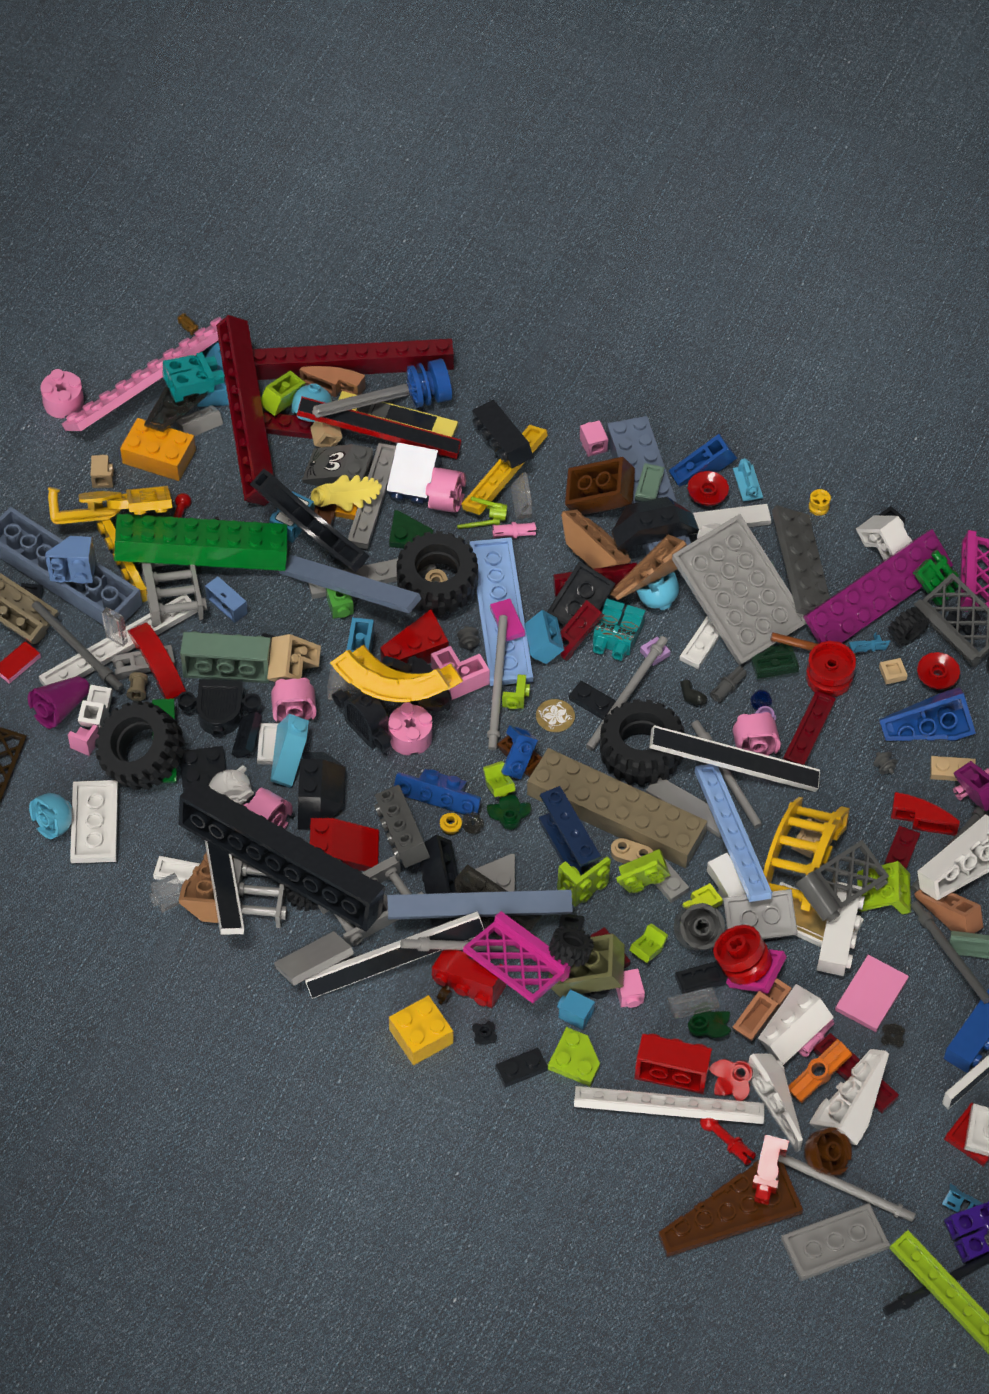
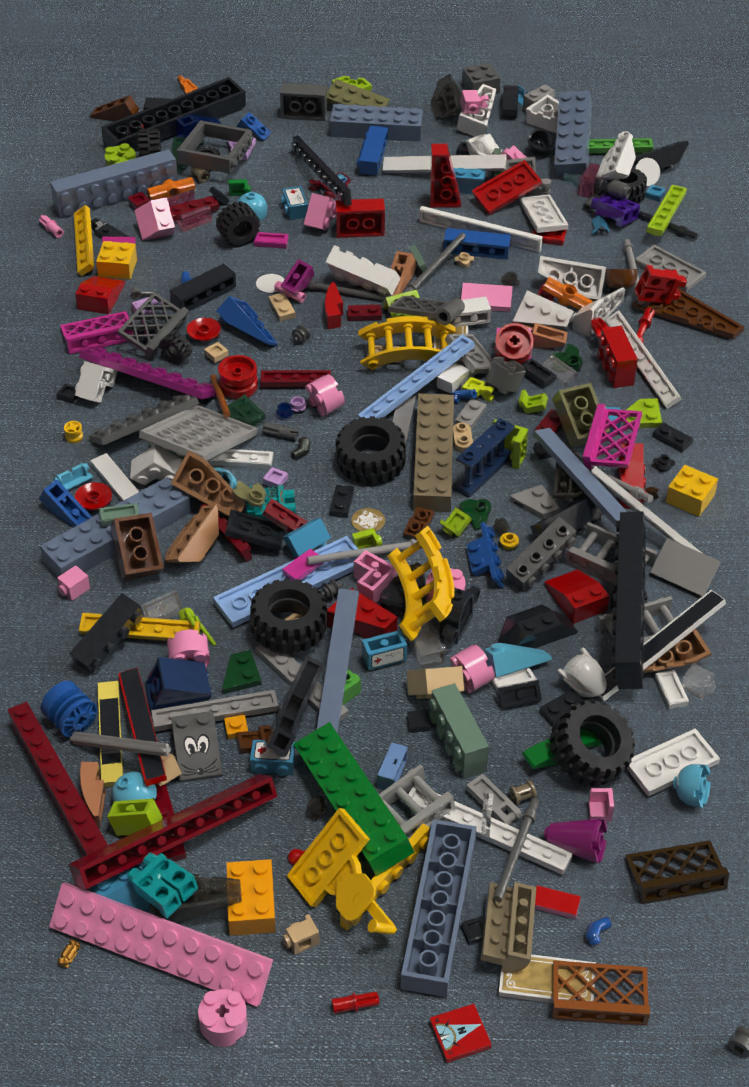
camera: 115 degrees left, 10 degrees down
(21, 485) = (354, 1002): none -> red axle
(72, 560) = (446, 866): medium blue slope -> none
(96, 707) = (574, 806): white brick -> none
(158, 660) = (489, 782): red slope -> none
(219, 705) = (503, 722): black piece -> none
(270, 806) = (591, 636): bright pink brick -> none
(346, 492) = (229, 716): light yellow plant -> none
(396, 664) = (399, 605): black tile -> none
(514, 530) = (201, 602): bright pink pin -> none
(519, 753) = (416, 509): blue bracket -> none
(571, 946) = (586, 405): black tyre -> none
(628, 602) = (253, 495): none -> olive plate
(643, 871) = (482, 412): lime bracket -> none
(652, 522) = (165, 496): black wedge -> none
(655, 650) = (325, 478): light grey bar -> none
(701, 880) = (463, 394): none -> blue arm
(731, 781) = (335, 430): light grey bar -> none
(734, 758) = (358, 394): black tile -> none
(864, 646) = (198, 372): dark azure piece -> none
(930, 576) = (121, 347): green plate -> none
(959, 1007) = (464, 259): none -> tan plate

